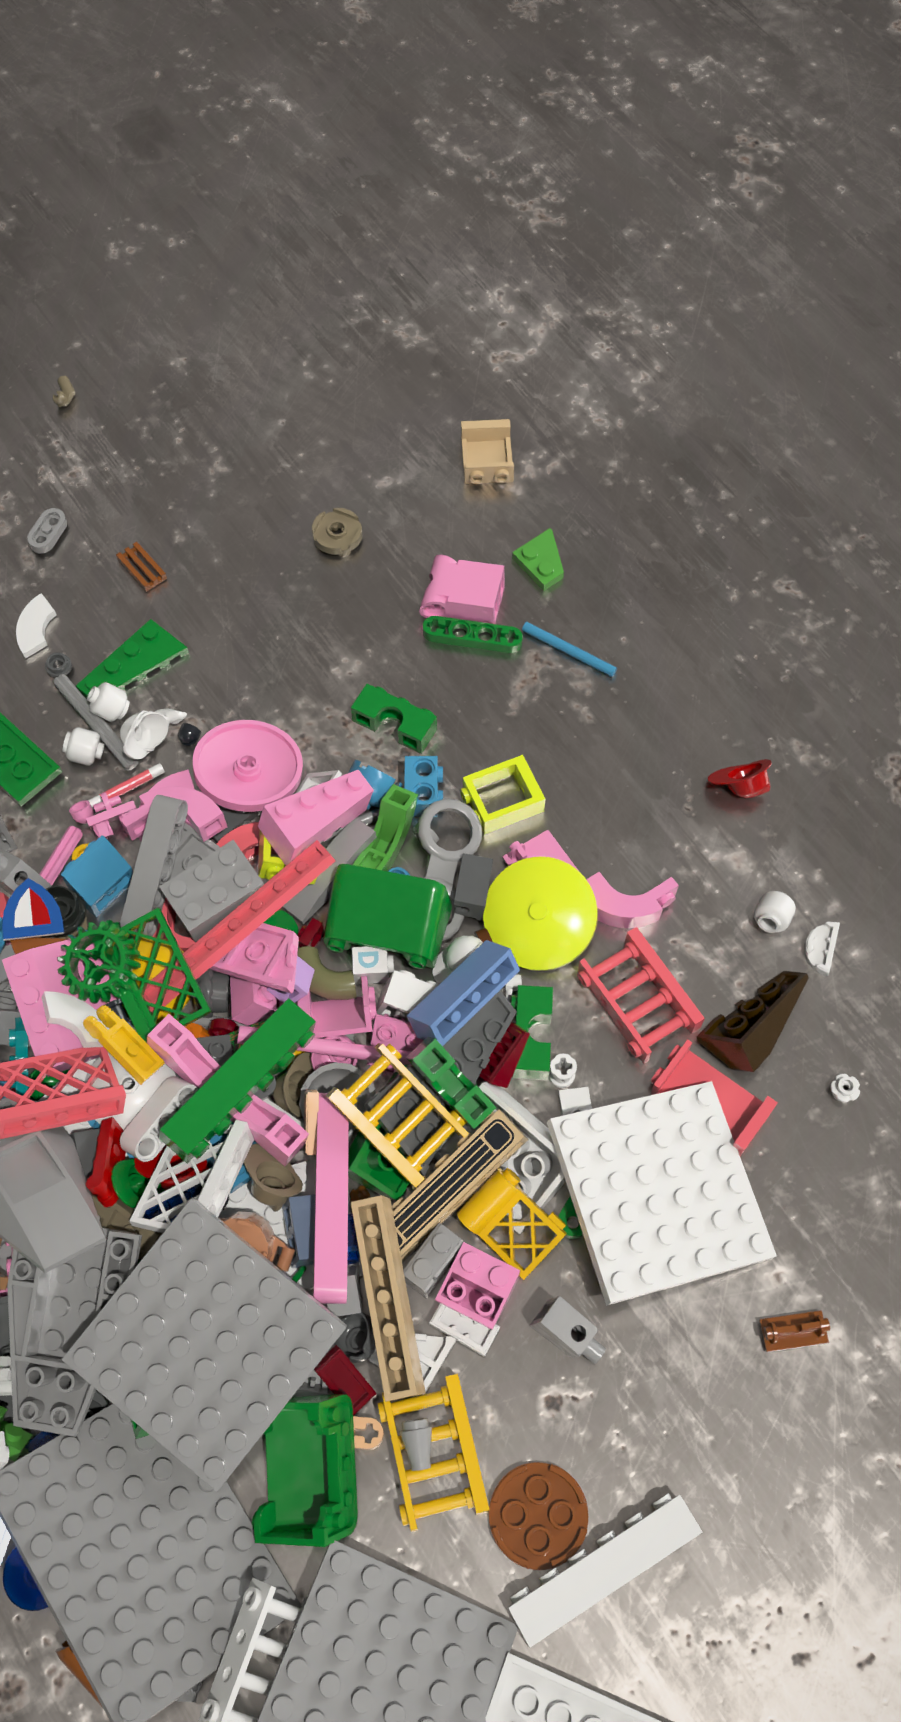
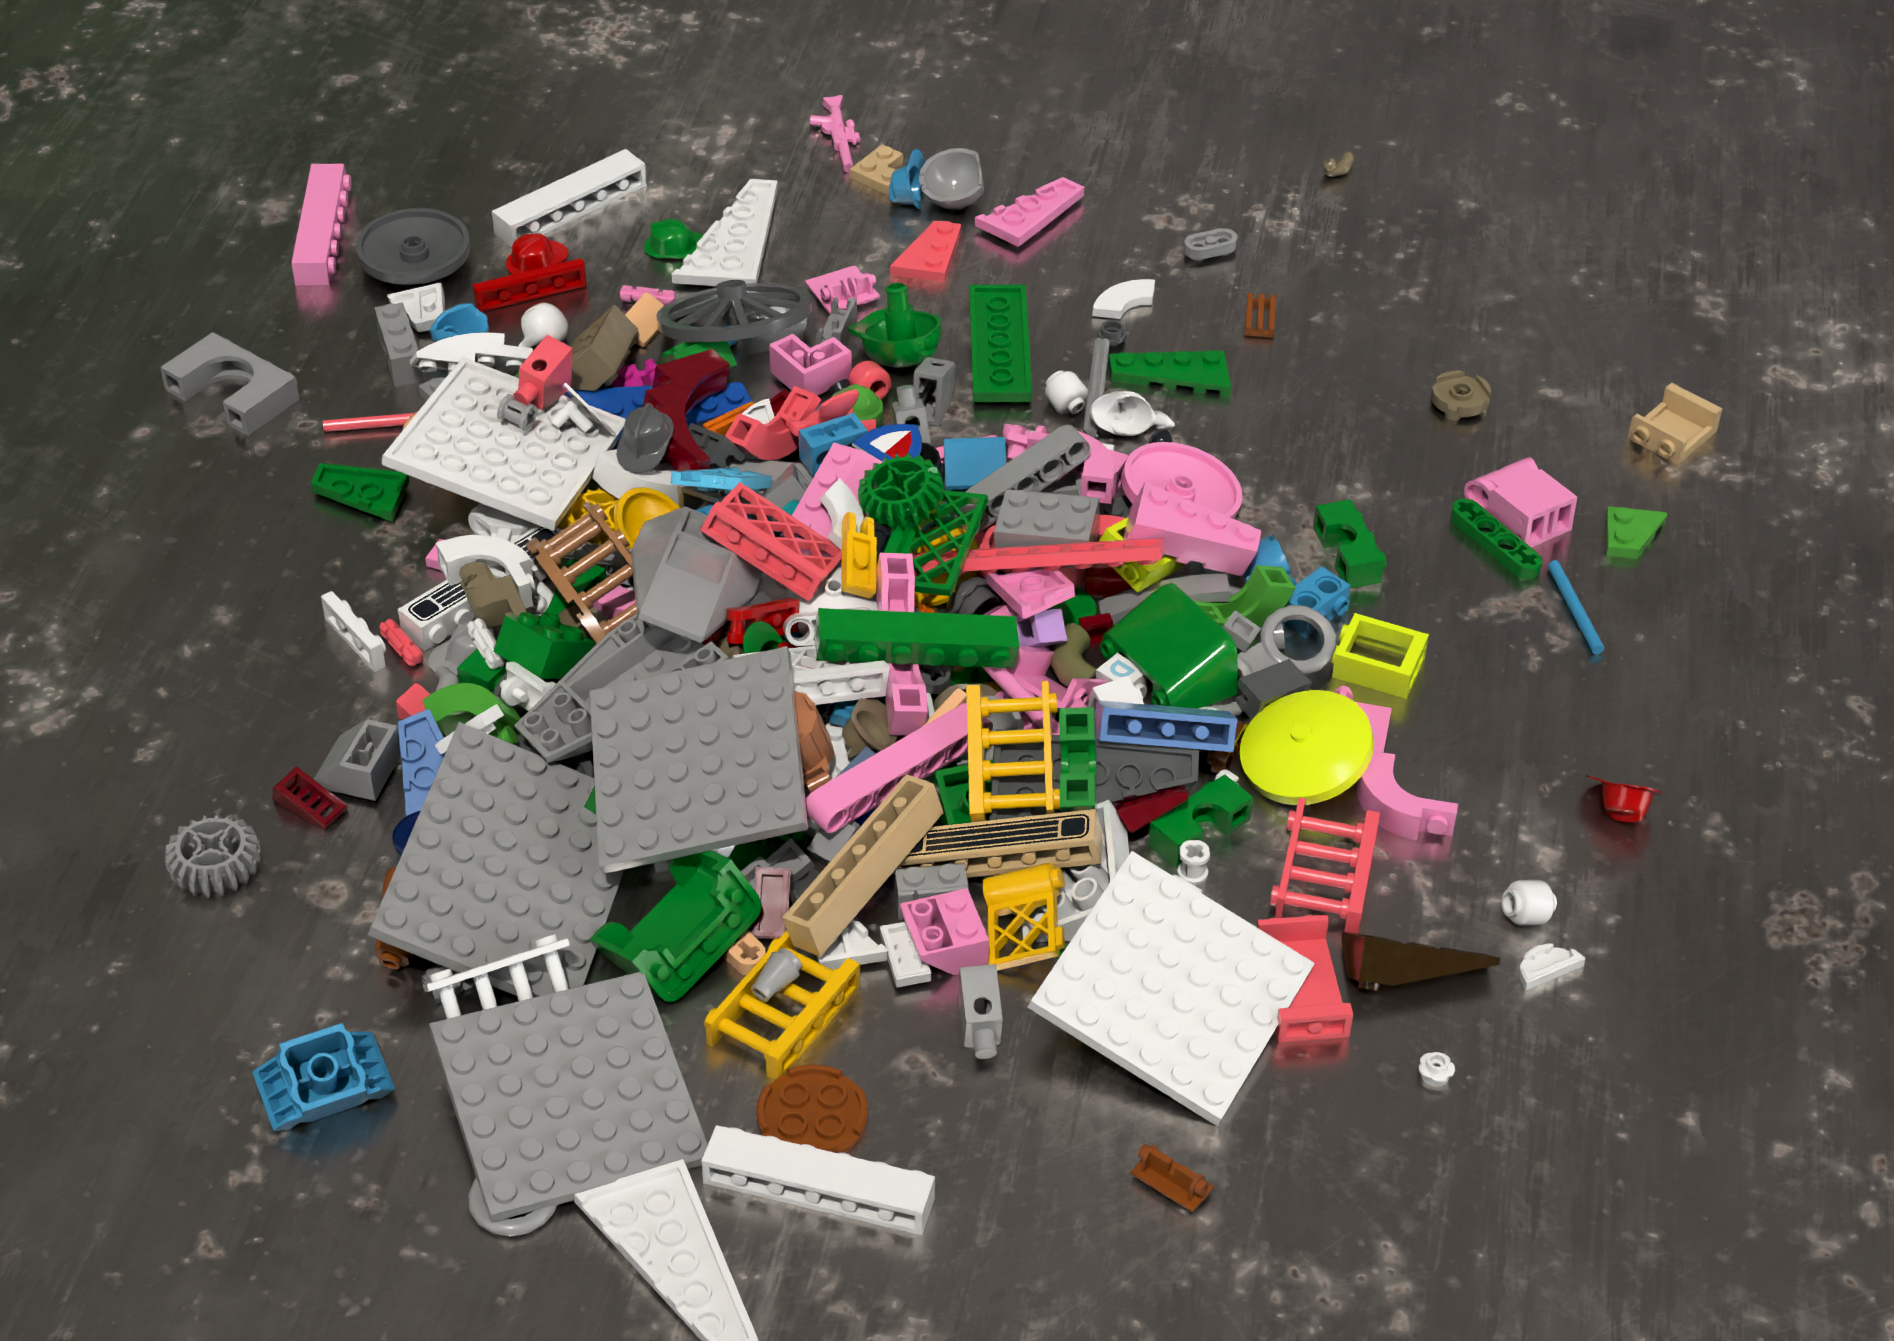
camera: 45 degrees right, 20 degrees down
(108, 702) = (1120, 374): white head -> none
(413, 859) = (1241, 631): none -> light grey tile

